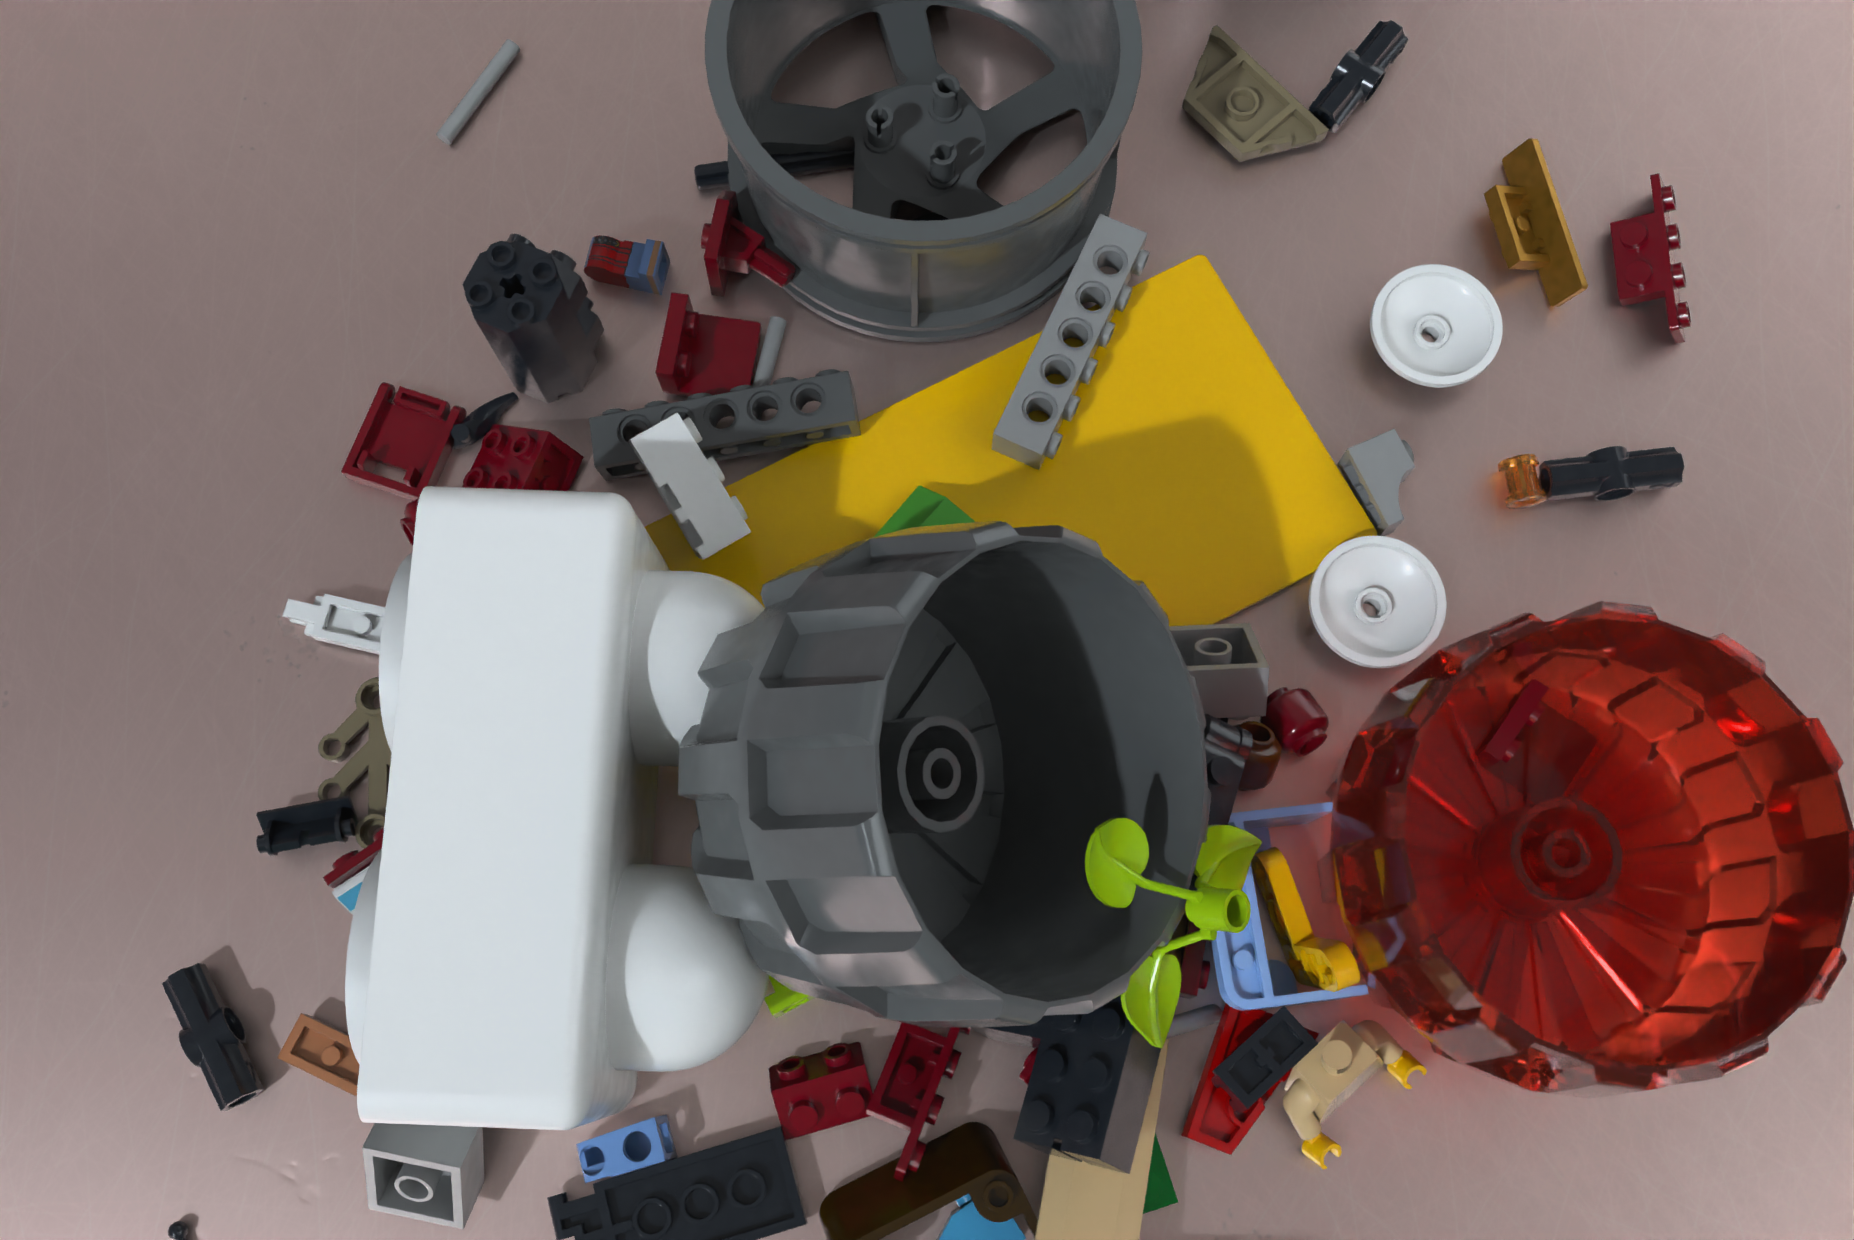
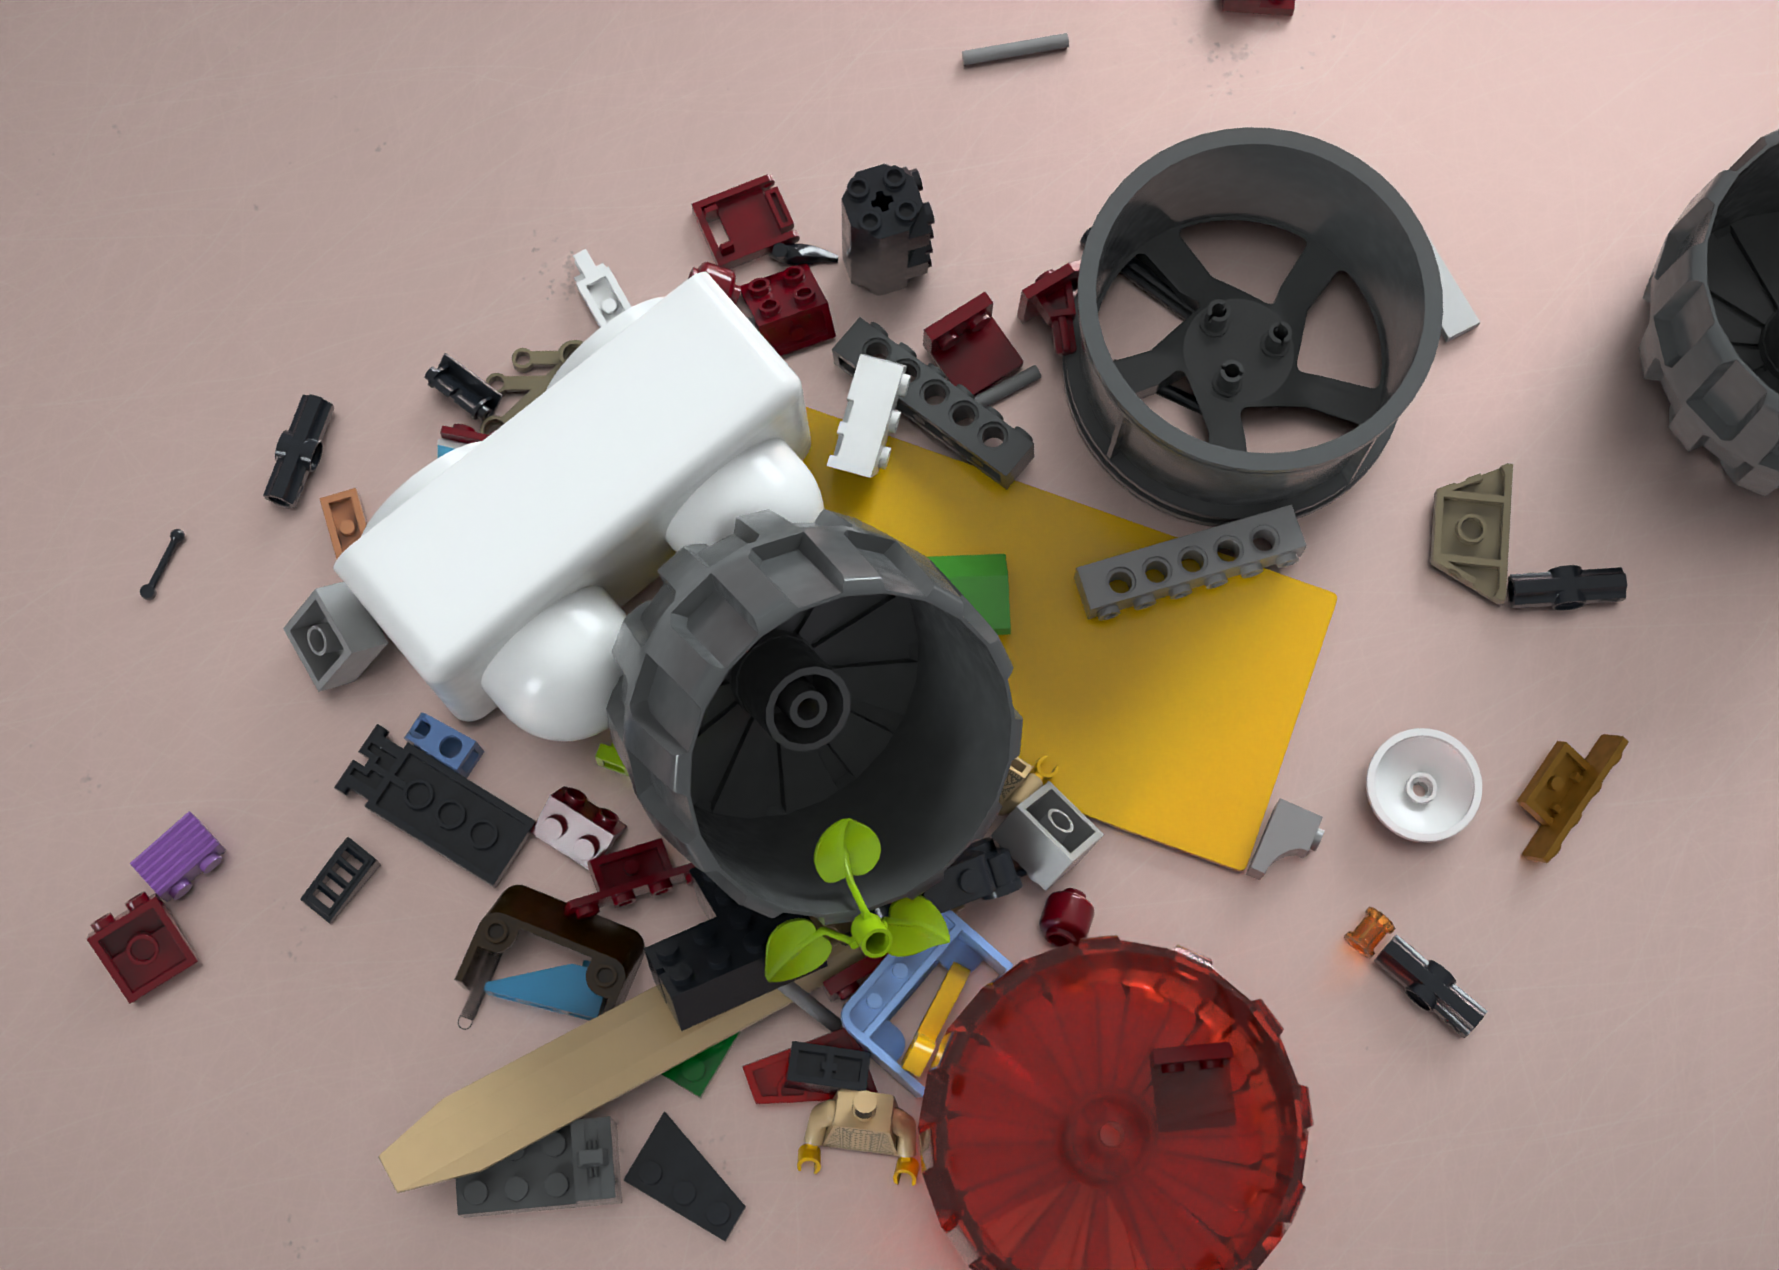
camera: 45 degrees right, 0 degrees up
(628, 263) = (986, 247): leg -> none
(1262, 759) = (1017, 910): reddish brown head -> none
(1393, 580) = (1197, 876): white dish -> none
(1647, 260) = (1617, 891): dark red bracket -> none

